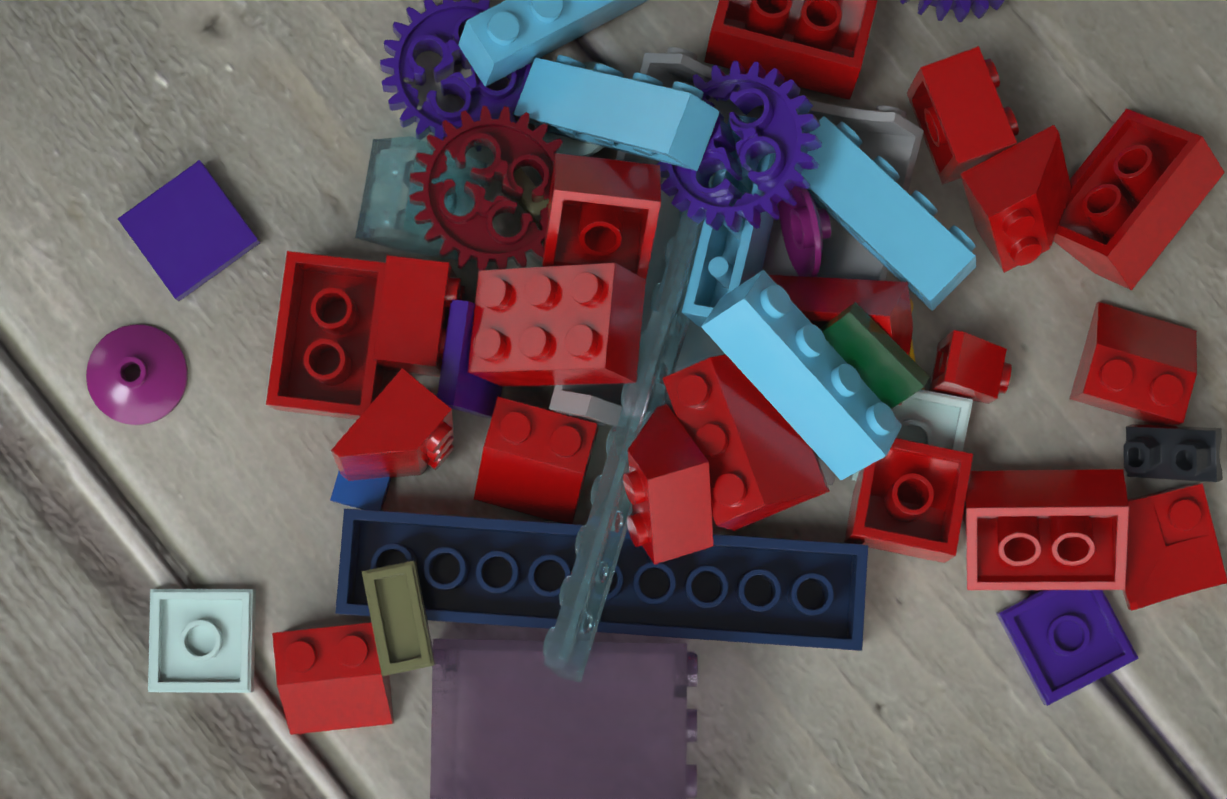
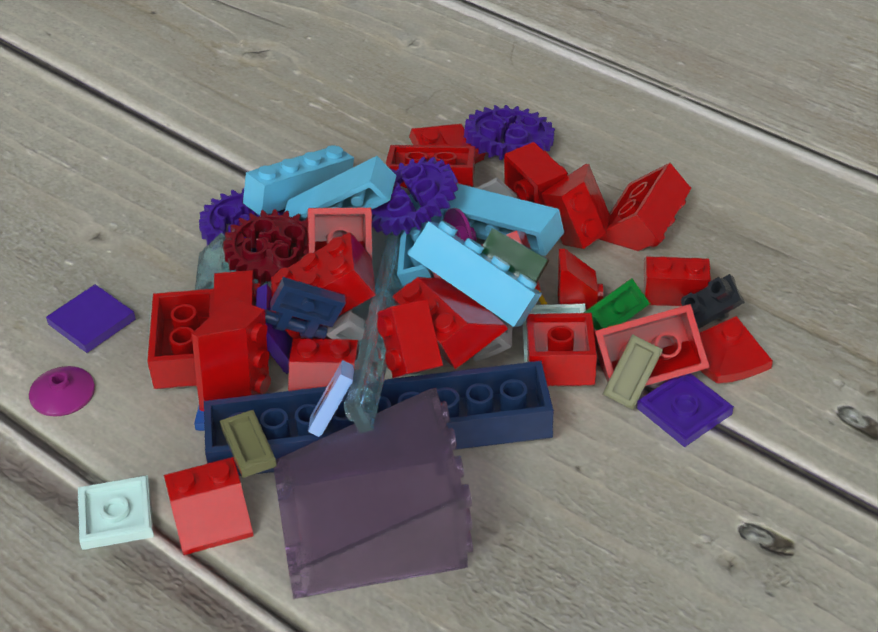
camera: 15 degrees left, 40 degrees down
(522, 394) = (304, 302): none -> dark blue plate
(530, 599) = (331, 398): none -> light blue tile
(1004, 575) = (632, 372): none -> olive tile
(1021, 417) = (618, 306): none -> green plate

